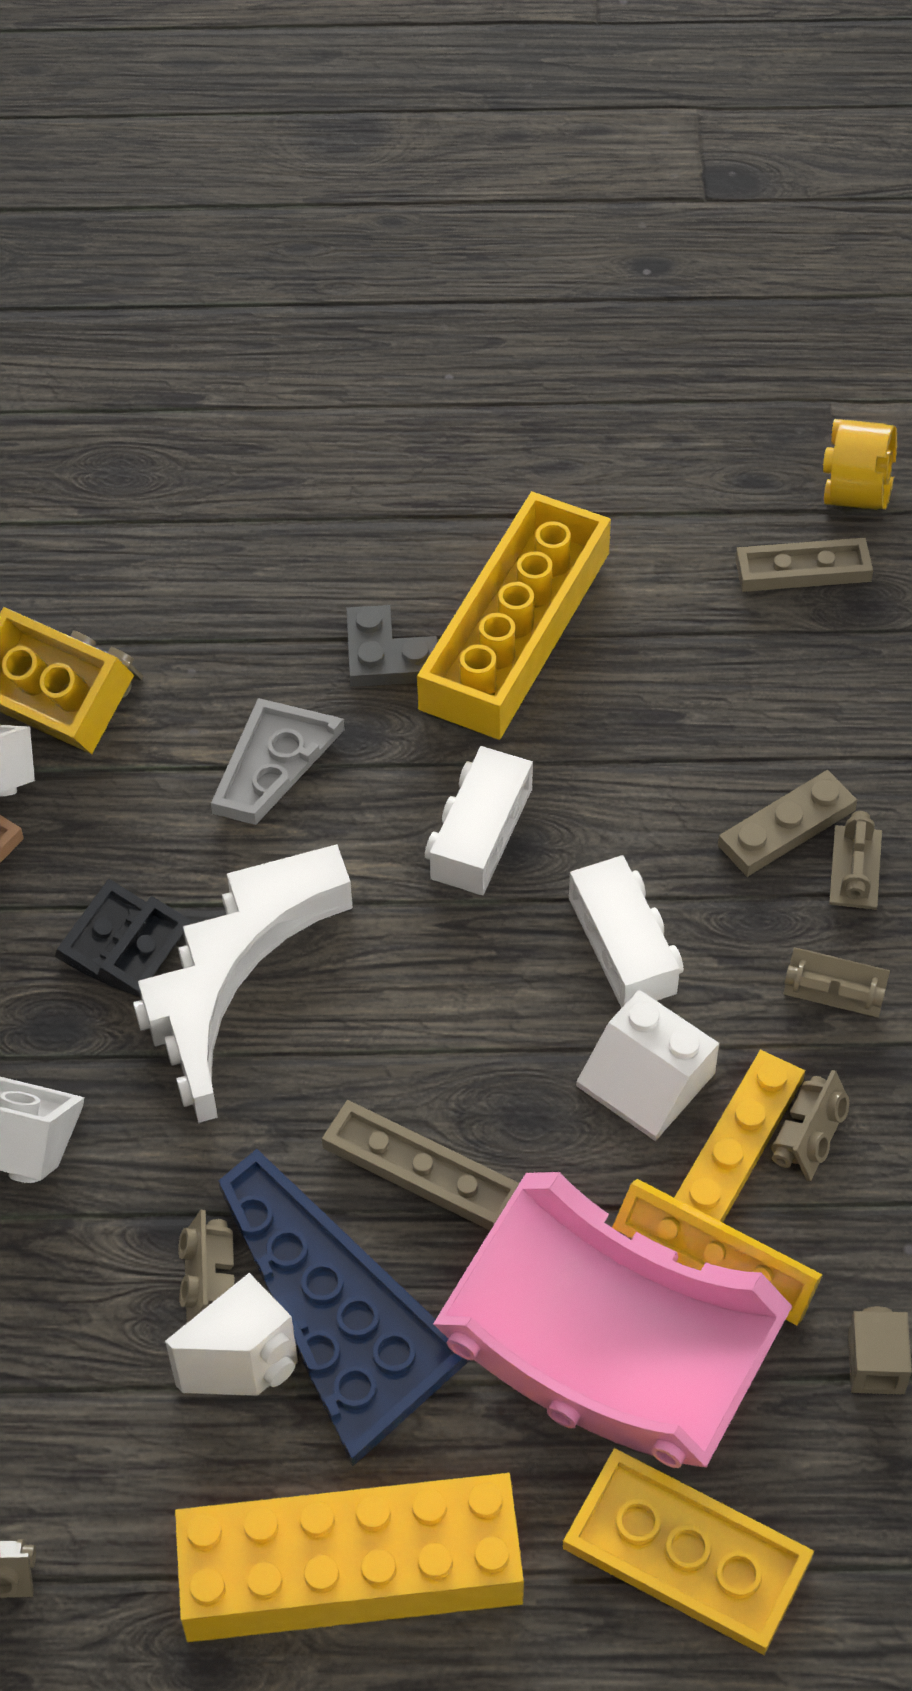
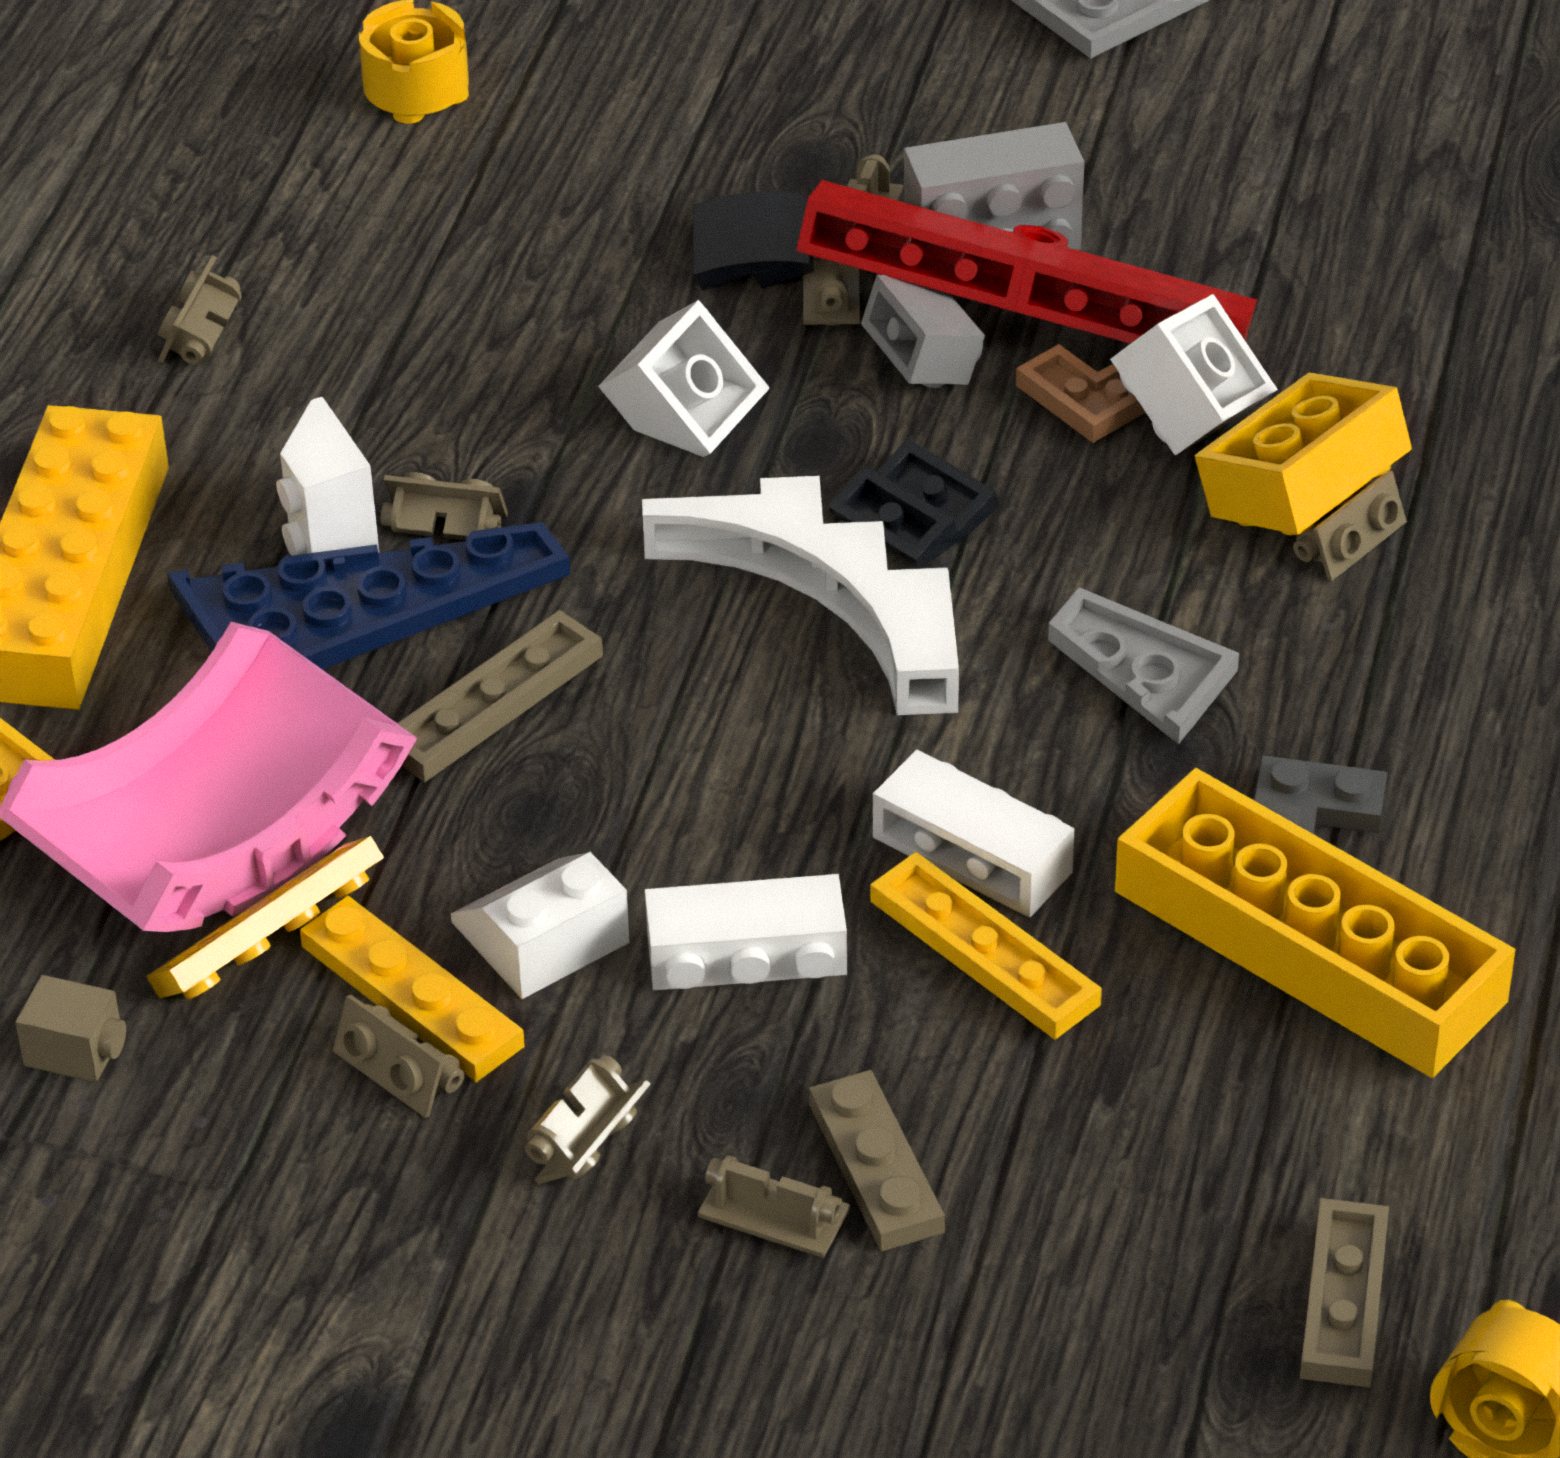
camera: 105 degrees right, 10 degrees down
(581, 797) = (986, 945): none -> yellow plate

